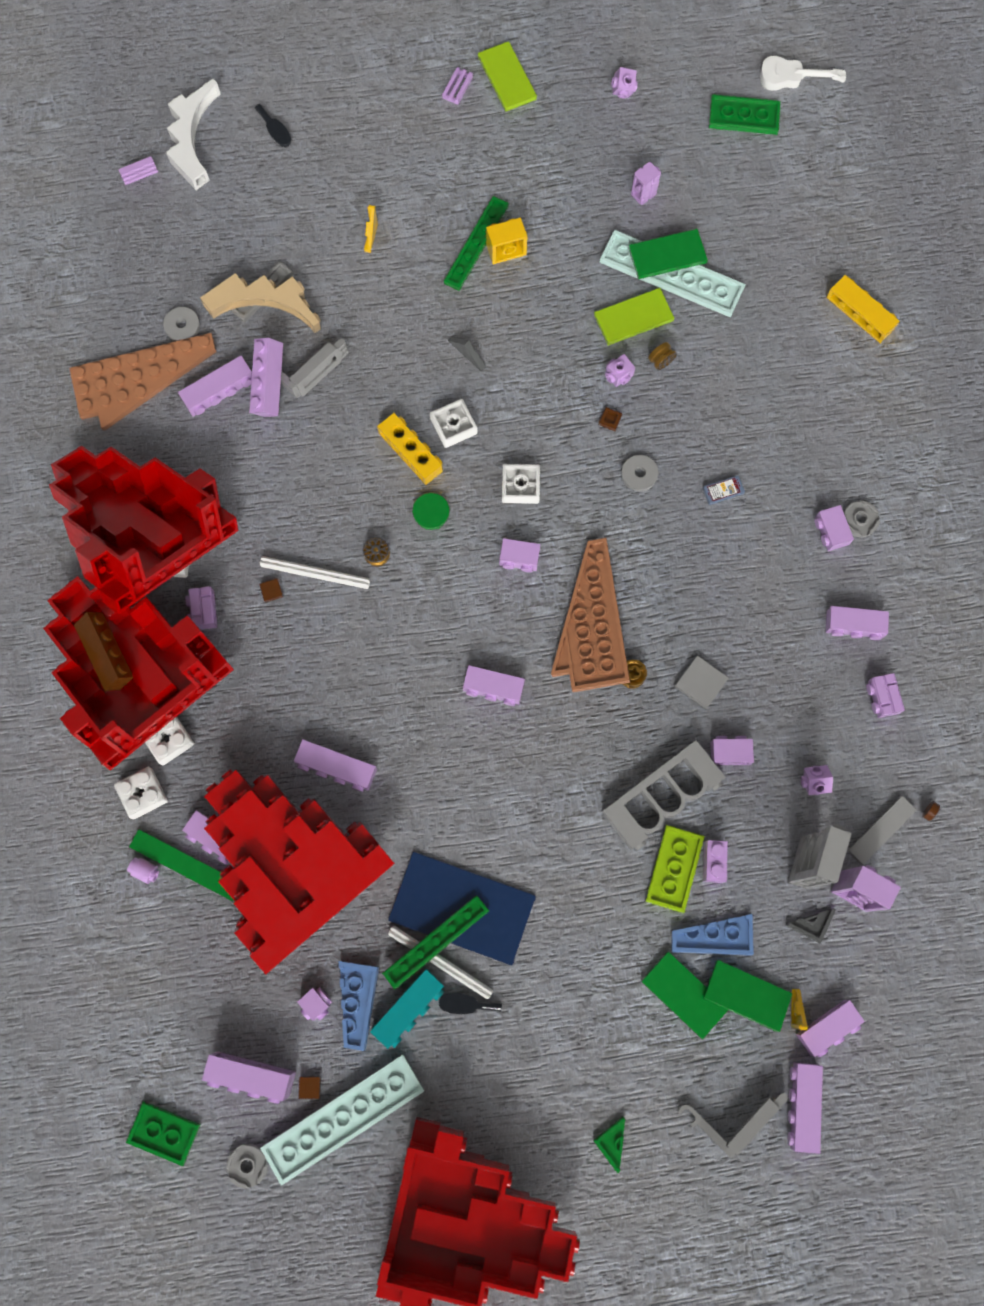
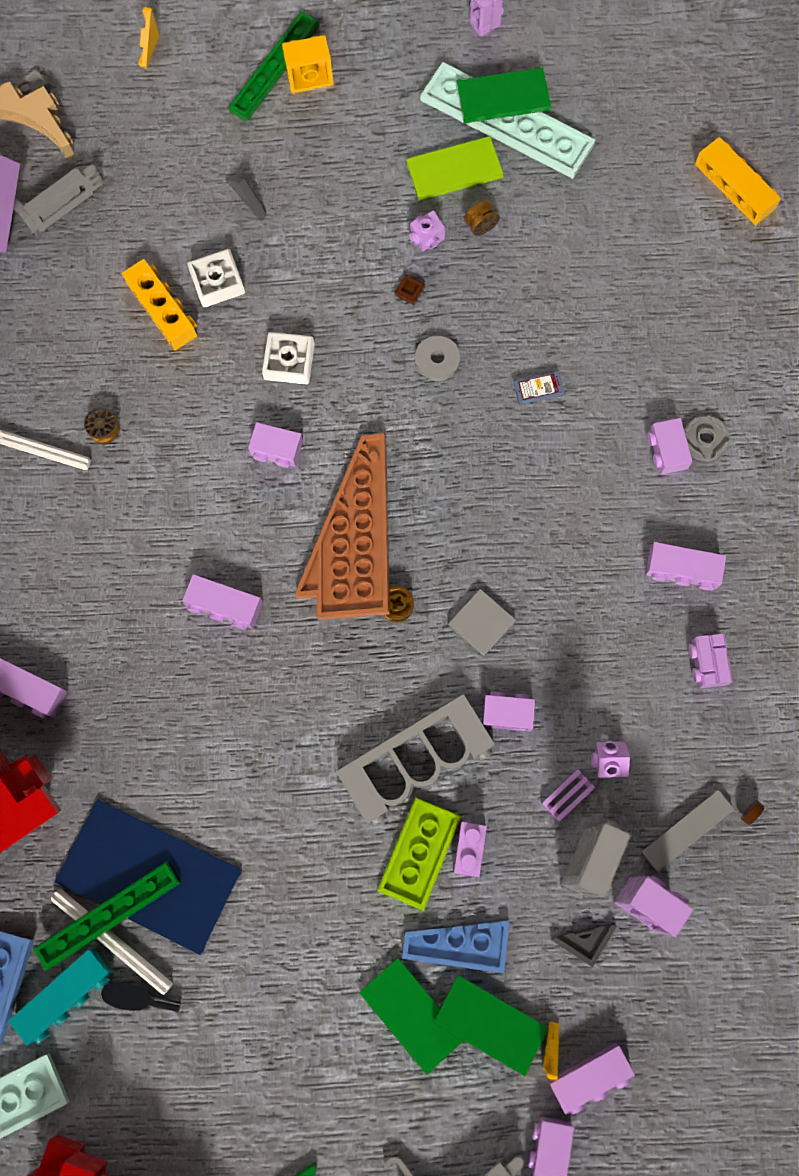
camera: 10 degrees right, 0 degrees up
(431, 511) = (175, 382): green tile -> none
(796, 799) = (583, 781): none -> lavender tile

